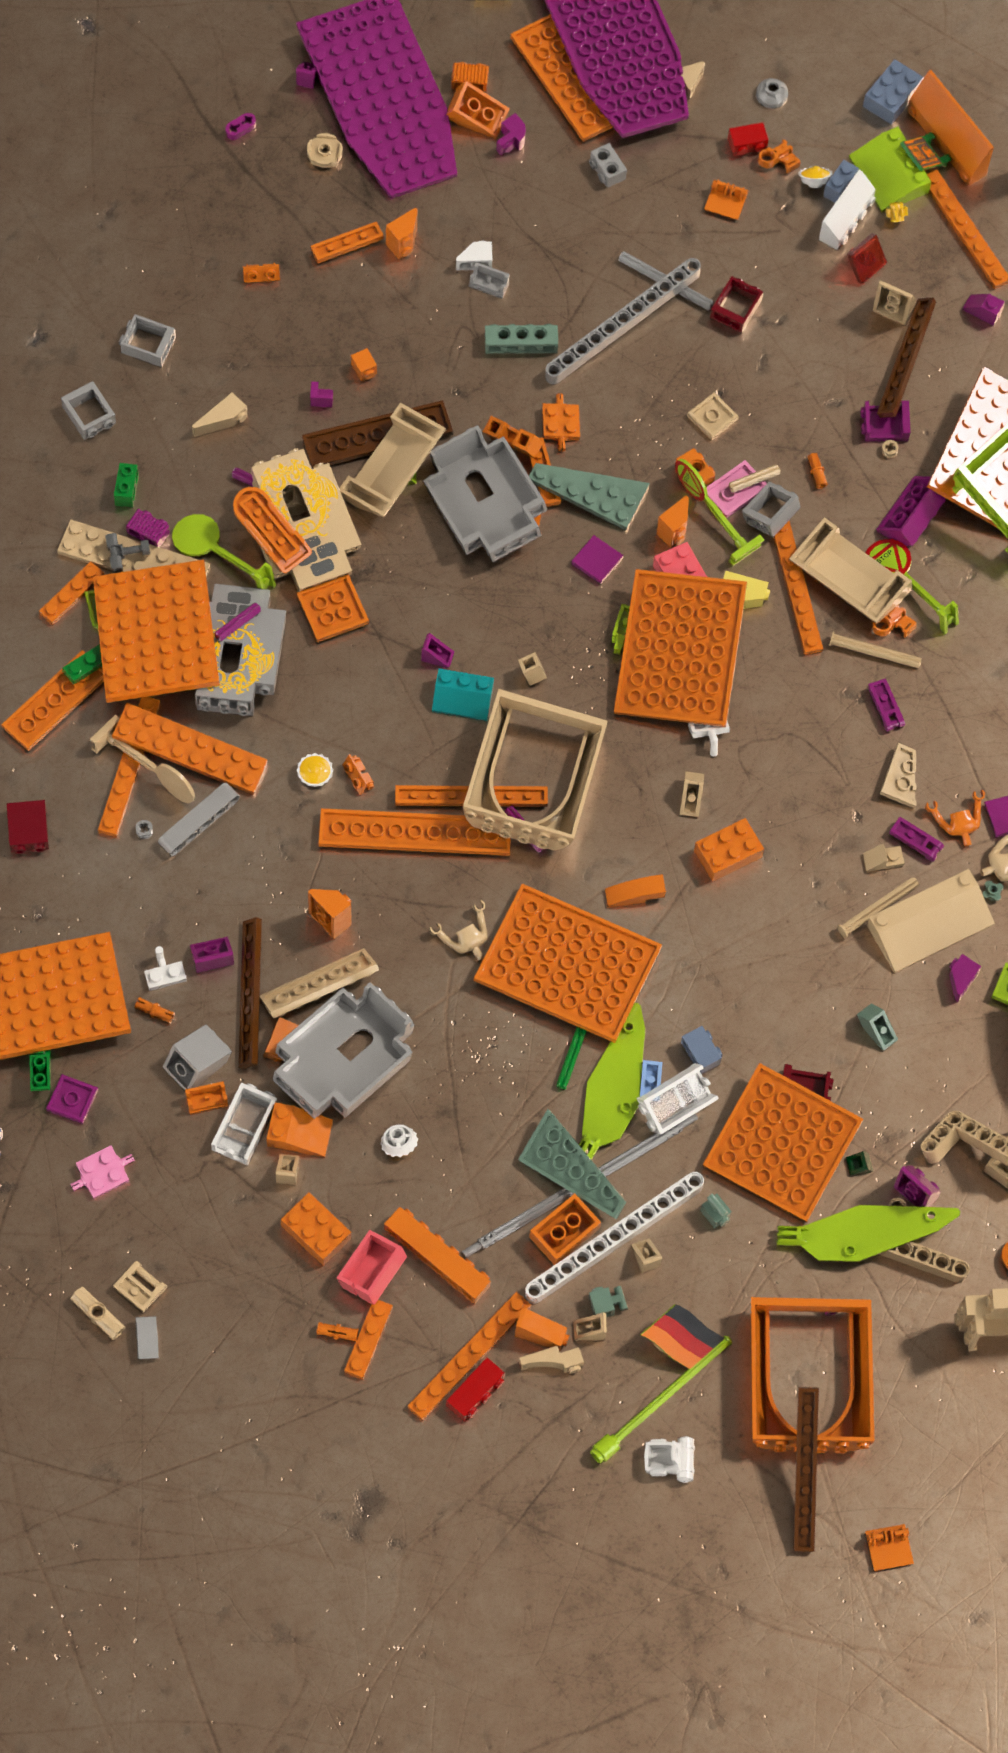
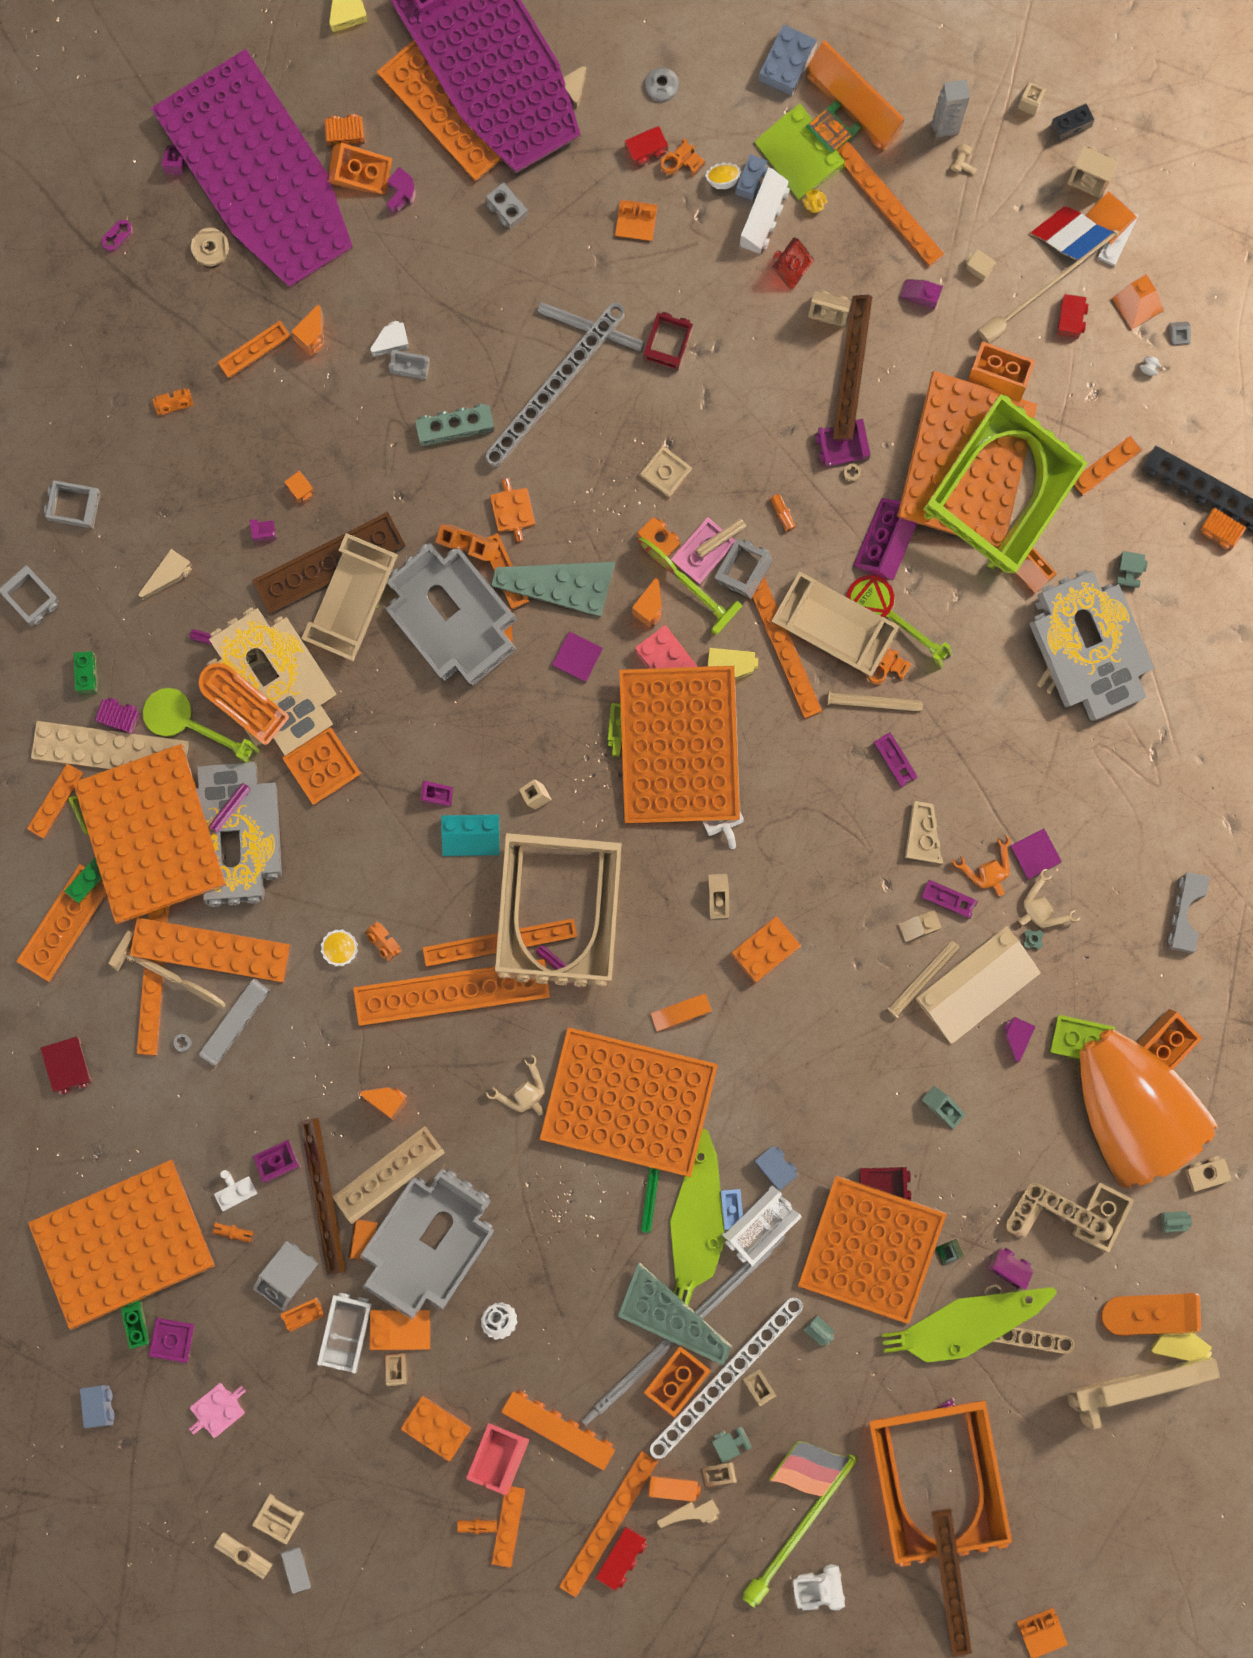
camera: 10 degrees left, 15 degrees up
(117, 551) = (93, 751): dark grey bar -> none

